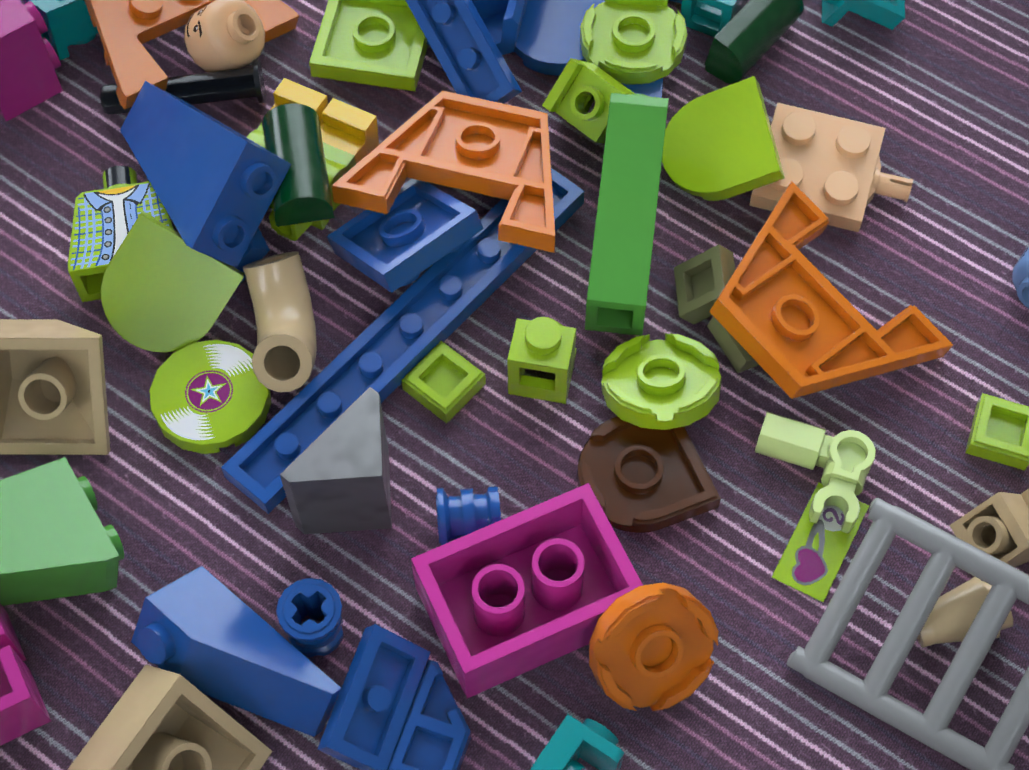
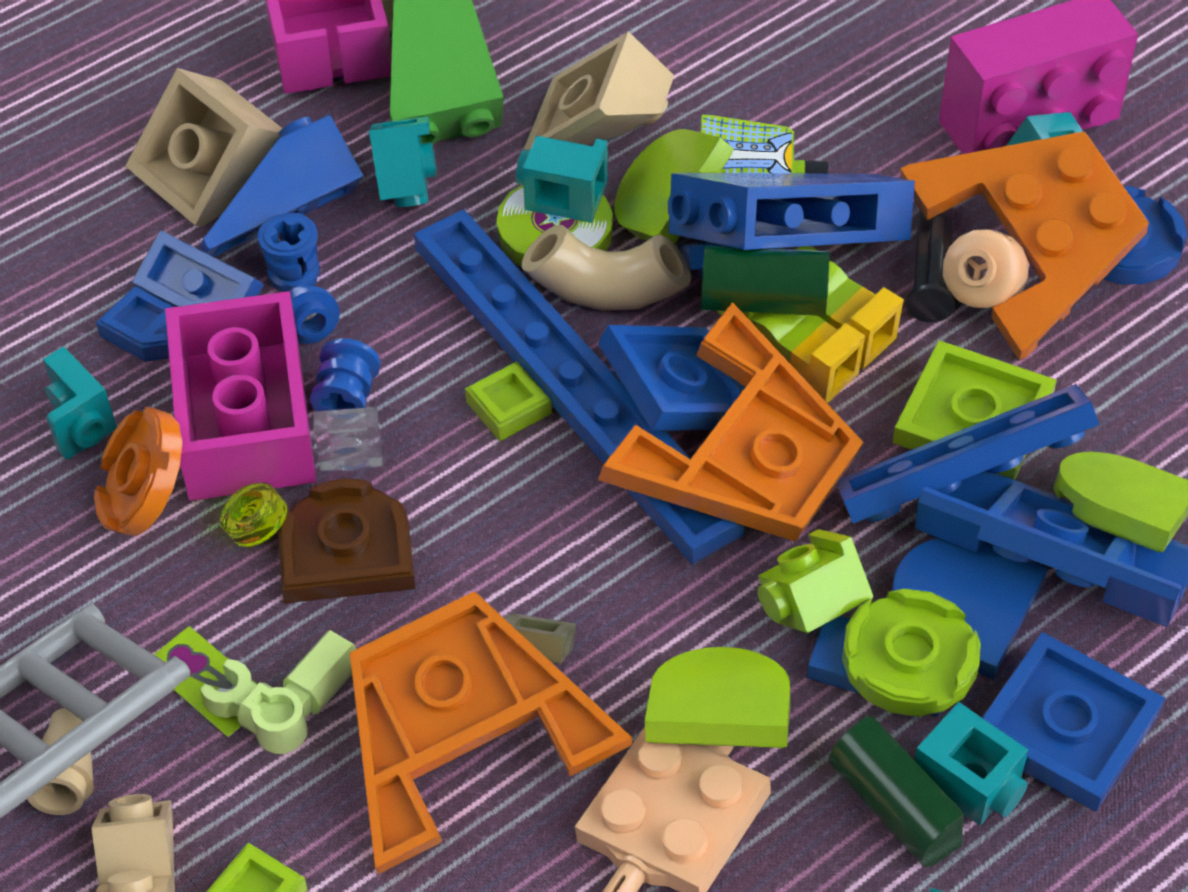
camera: 105 degrees right, 10 degrees down
(164, 536) = (403, 160): none -> teal brick
(173, 374) = (563, 177): none -> teal brick
(343, 474) = (410, 283): flat silver slope -> none
(389, 577) = (309, 300): none -> blue plate
(538, 478) = (348, 439): none -> clear plate
(543, 347) = (490, 467): lime brick -> none
(626, 214) = (643, 571): bright green slope -> none
(650, 547) = (253, 514): none -> clear neon green tile
(661, 381) = (427, 562): lime tile -> none

